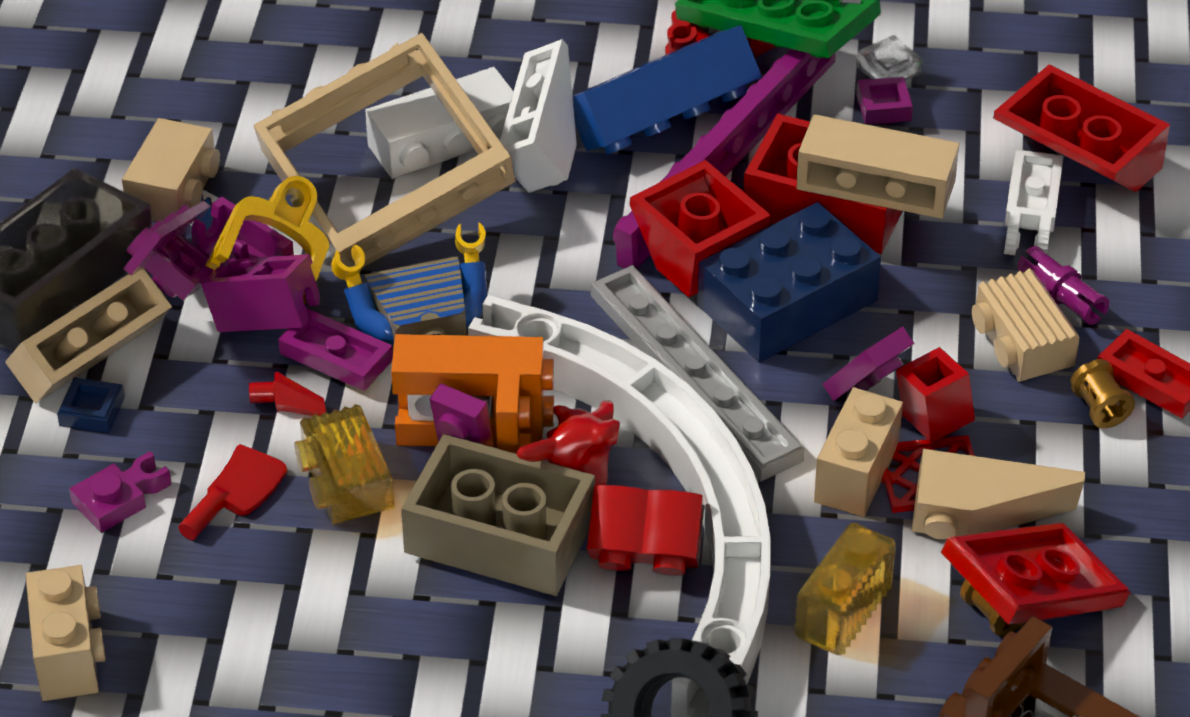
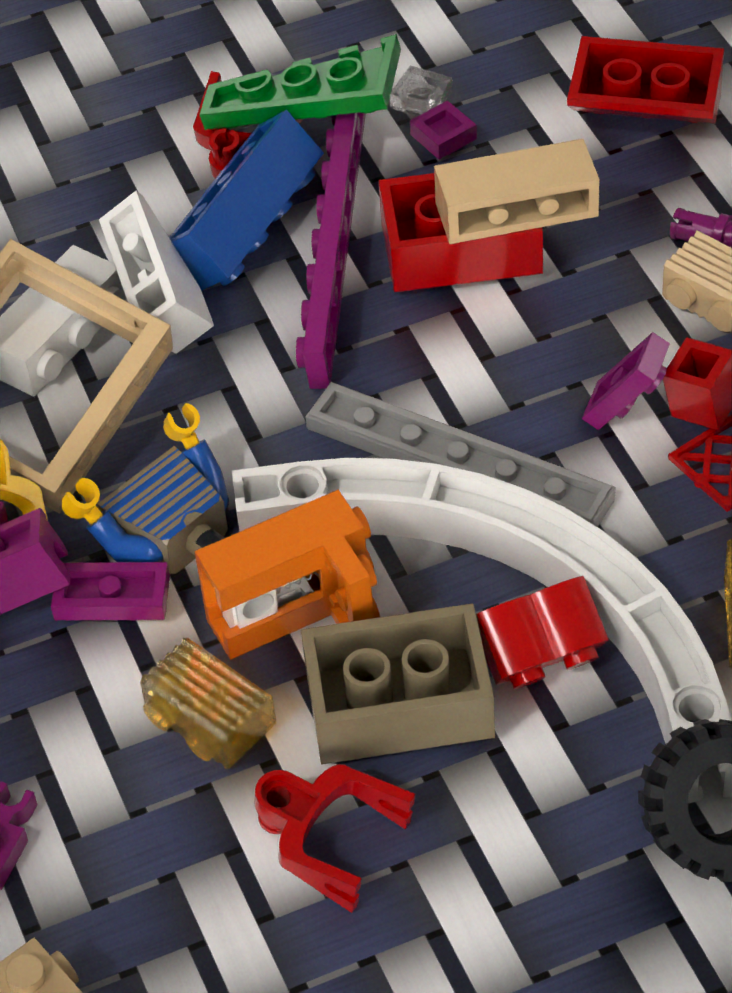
camera: 25 degrees left, 5 degrees up
(239, 488) = (113, 776): red piece -> none
(287, 396) = (94, 660): red bar -> none
(360, 570) = (303, 804): none -> red piece
(461, 416) = (303, 606): magenta plate -> none
(578, 441) = (427, 572): red animal -> none
(693, 219) = (378, 318): red slope -> none
(788, 281) = (488, 335): dark blue brick -> none
(857, 452) = (671, 468): tan brick -> none
(1032, 197) = (638, 167): white hinge -> none

